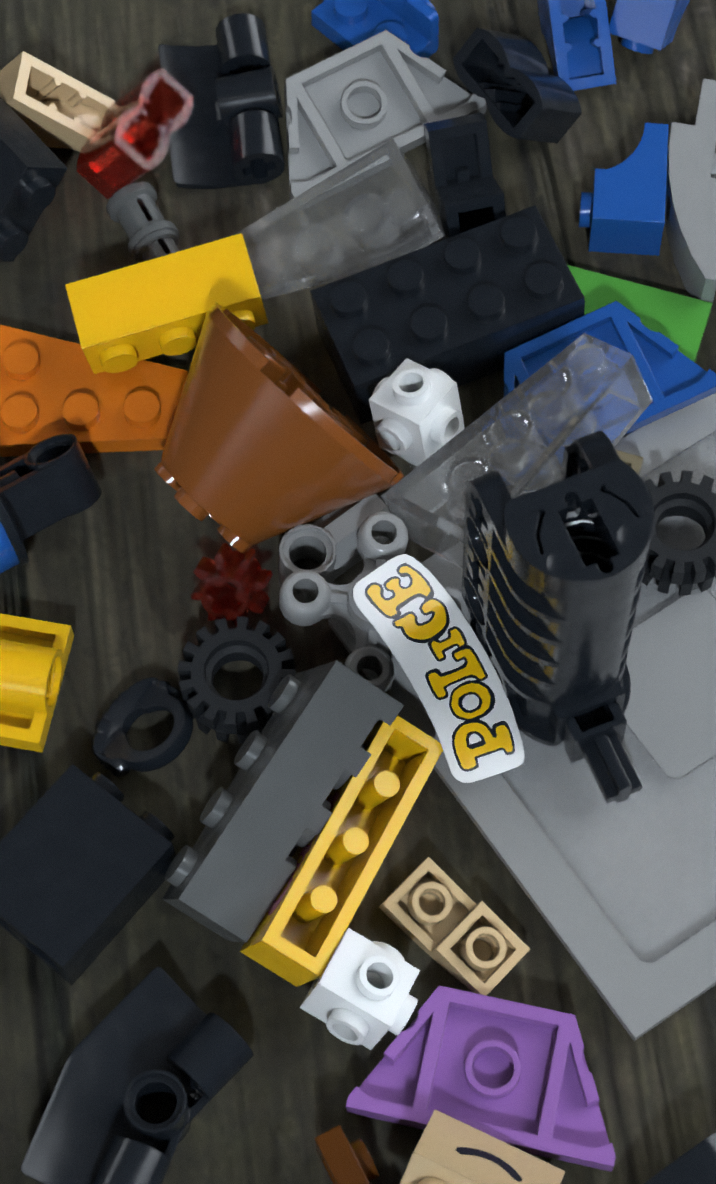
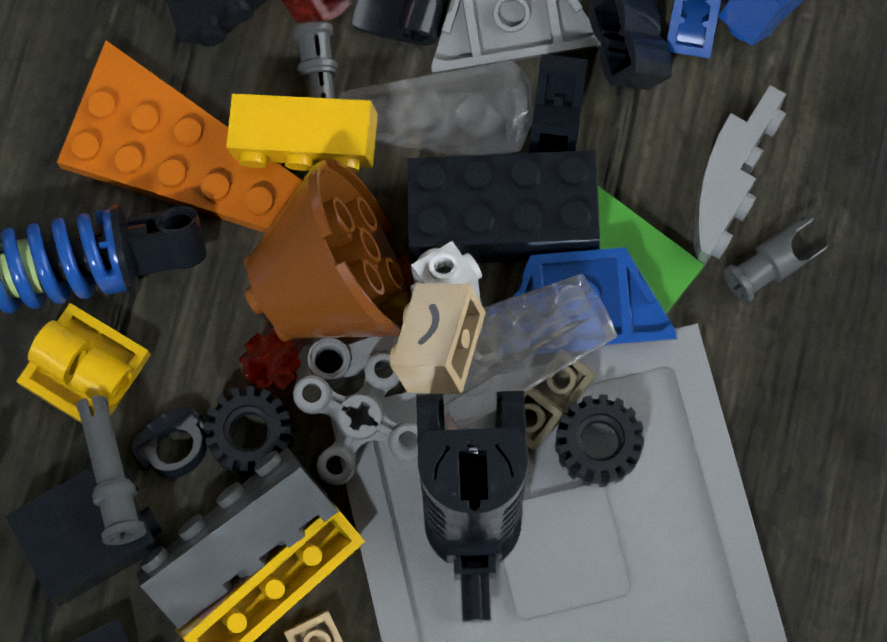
camera: 20 degrees right, 10 degrees up
(96, 794) = (113, 491): none -> dark grey pin
(436, 448) = (437, 338): none -> tan brick
(444, 667) = (386, 483): sticker -> none
(629, 199) = (677, 160): blue arch -> none

